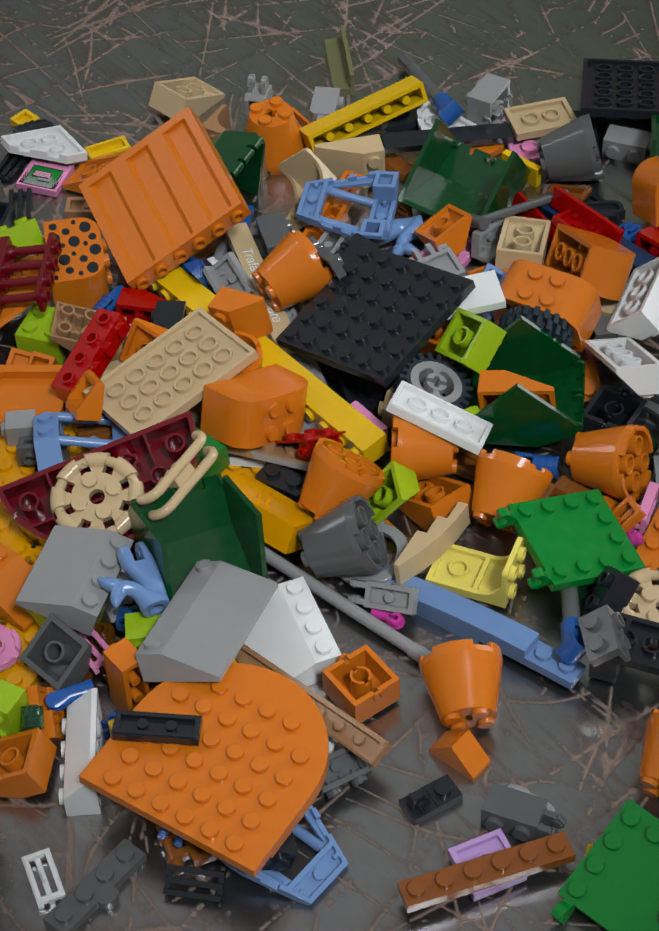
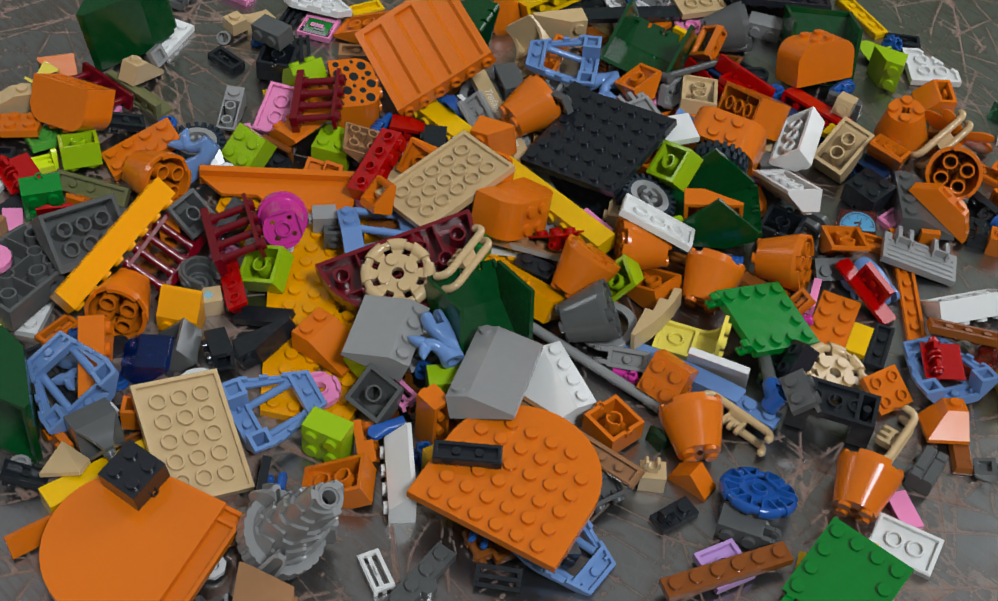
camera: 10 degrees left, 0 degrees up
(32, 717) = (358, 444): clear green hose -> none
(406, 748) = (654, 477): none -> tan brick
(420, 699) = (657, 438): none -> clear green slope
(436, 618) = (667, 377): none -> orange brick
(514, 607) = (720, 366): none -> white tile
(525, 673) = (737, 420): none -> tan piece
(538, 767) = (758, 492): none -> blue plate
(549, 174) = (714, 45): none -> orange tile

